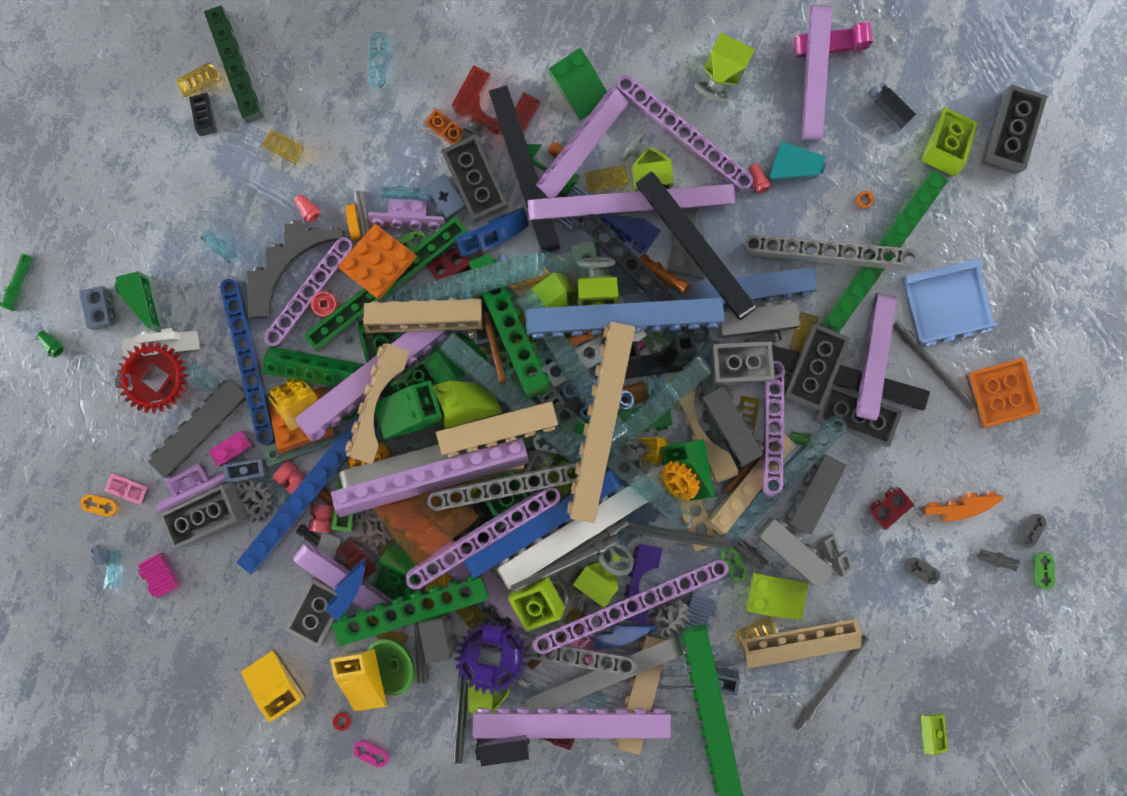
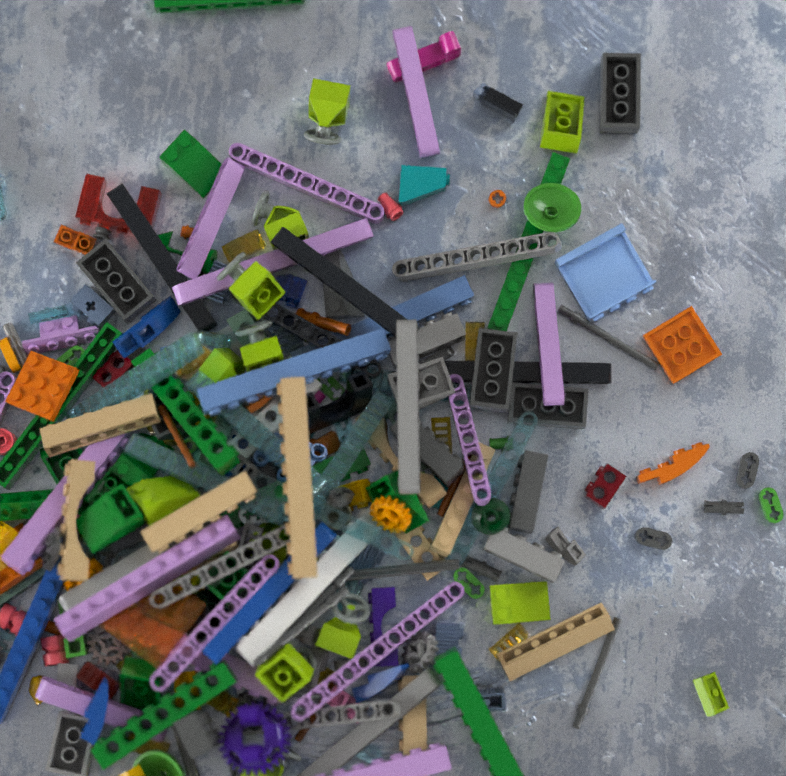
camera: 15 degrees left, 5 degrees down
(294, 546) = (33, 687): none -> yellow arm
(309, 536) = (45, 671): dark grey axle -> none
(346, 426) = (52, 553): none -> dark grey slope
(607, 223) = (252, 287): none -> lime piece
(726, 382) = (408, 407): none -> light grey beam
(781, 502) = (495, 508): none -> dark green dish
(924, 219) = (551, 200): none -> bright green dish

